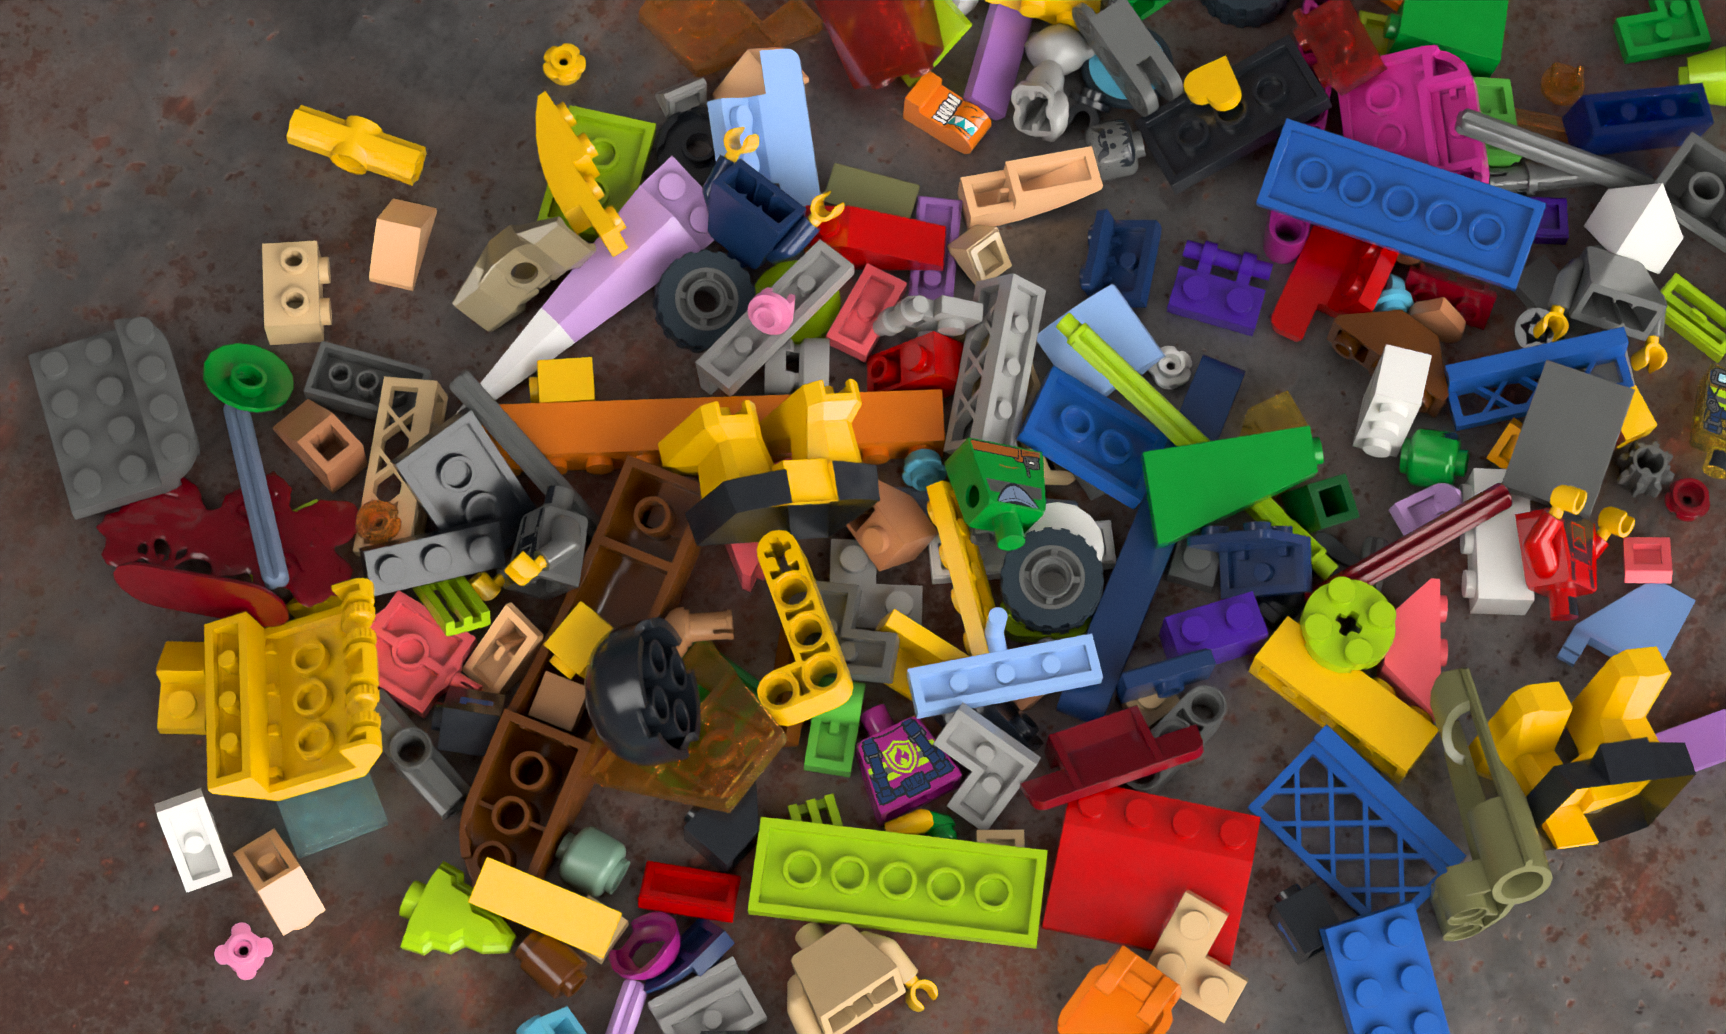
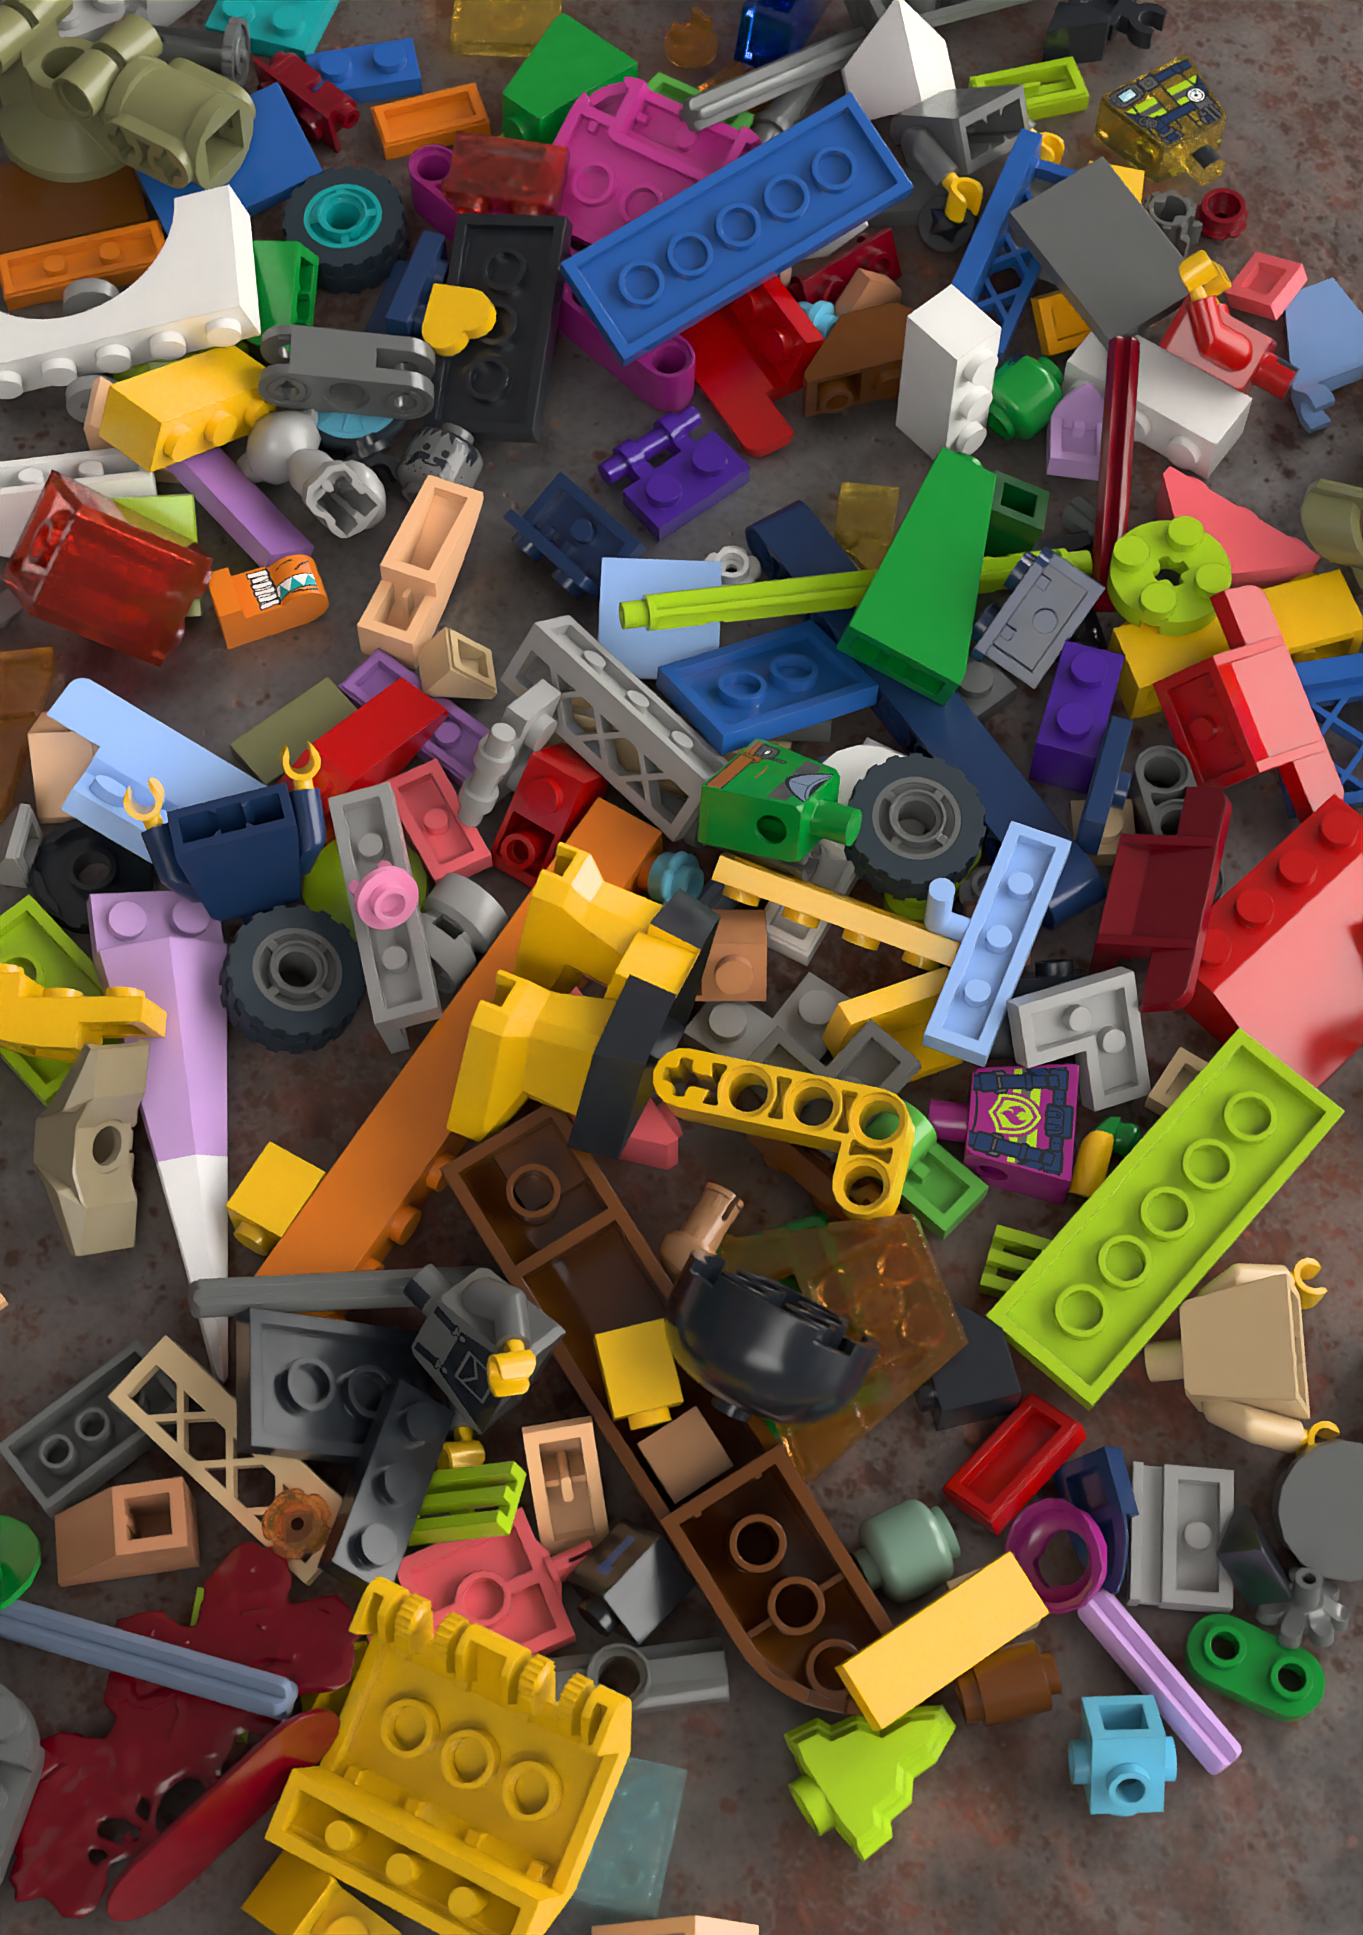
camera: 50 degrees left, 5 degrees down
(1233, 41) = (409, 287): none -> dark blue bracket
(1286, 733) = (1249, 709): none -> plate

